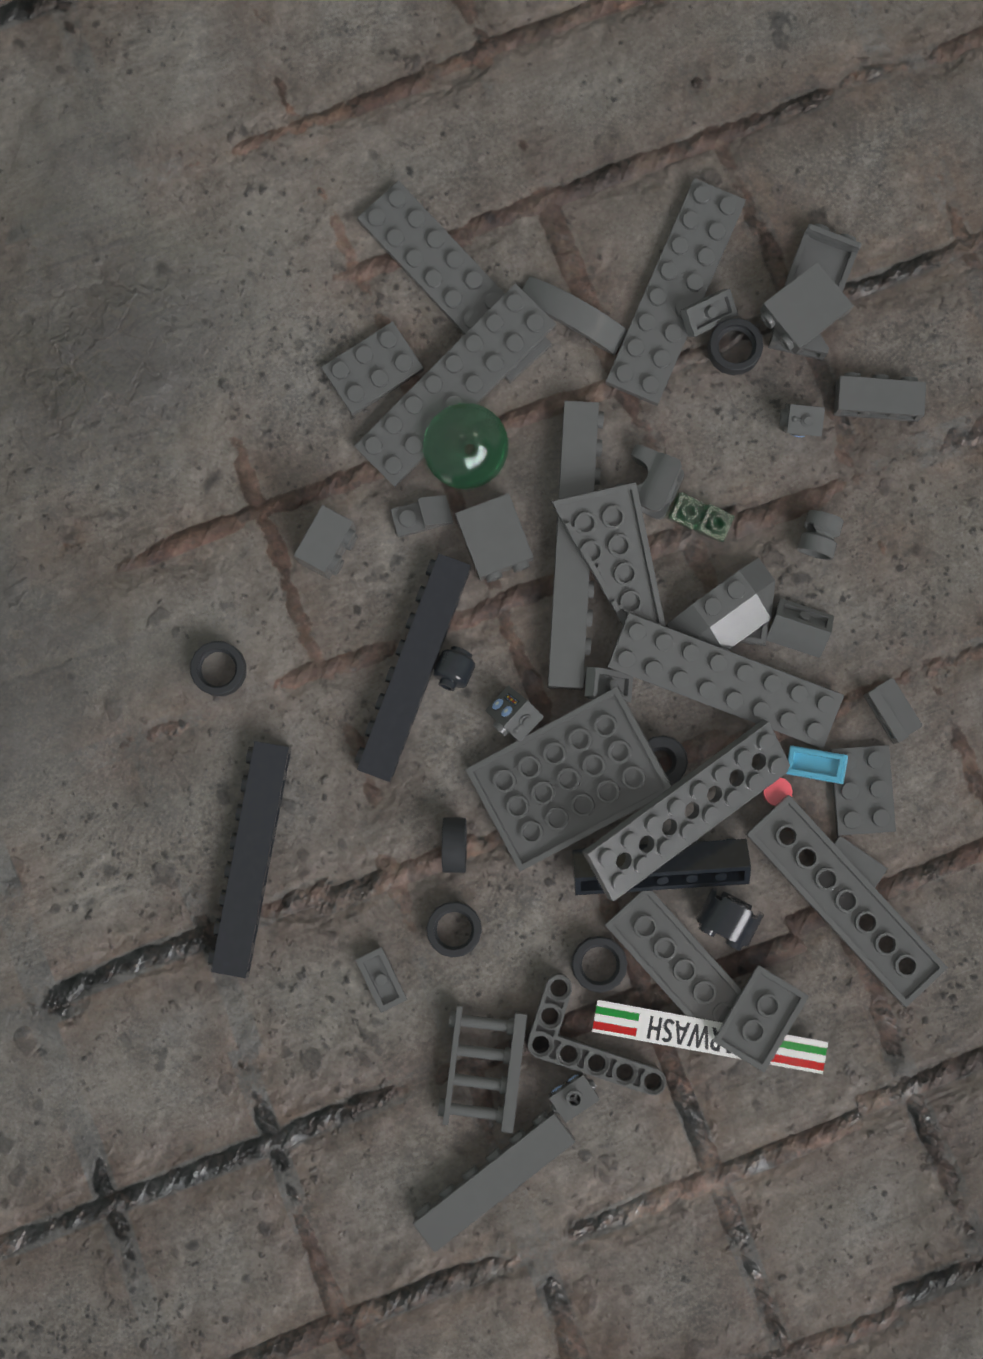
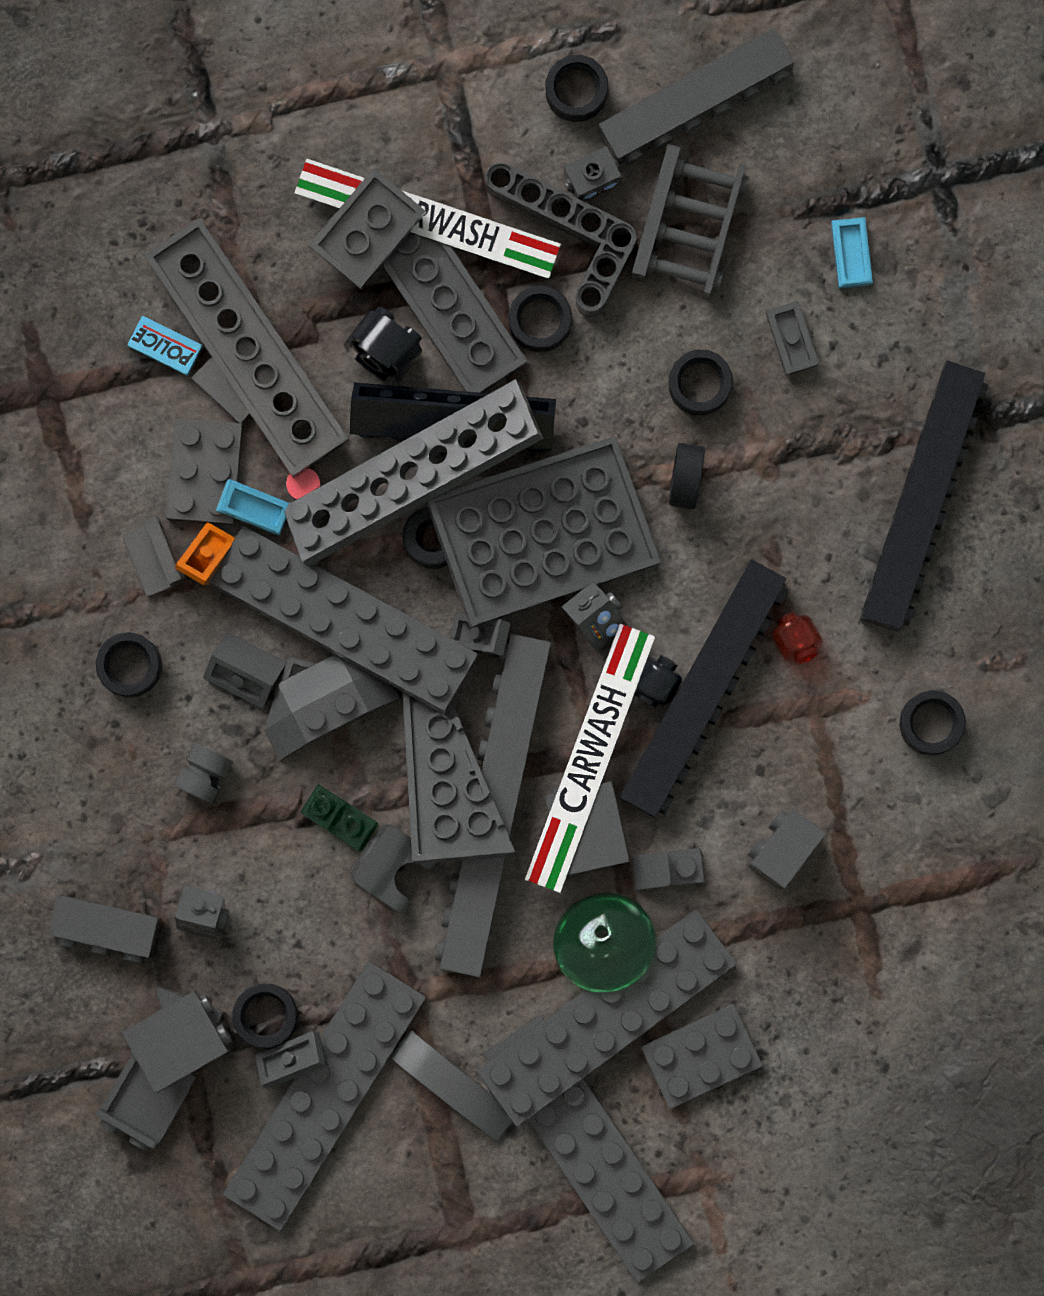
camera: 165 degrees left, 0 degrees up
(340, 1063) = (851, 252): none -> medium azure tile
(341, 722) = (797, 638): none -> clear red head
(500, 594) = (590, 758): none -> white sticker
(599, 1195) = (583, 63): none -> black tyre
(851, 717) = (205, 554): none -> orange slope
(908, 597) = (105, 653): none -> black tyre
(915, 893) = (165, 346): none -> medium azure tile

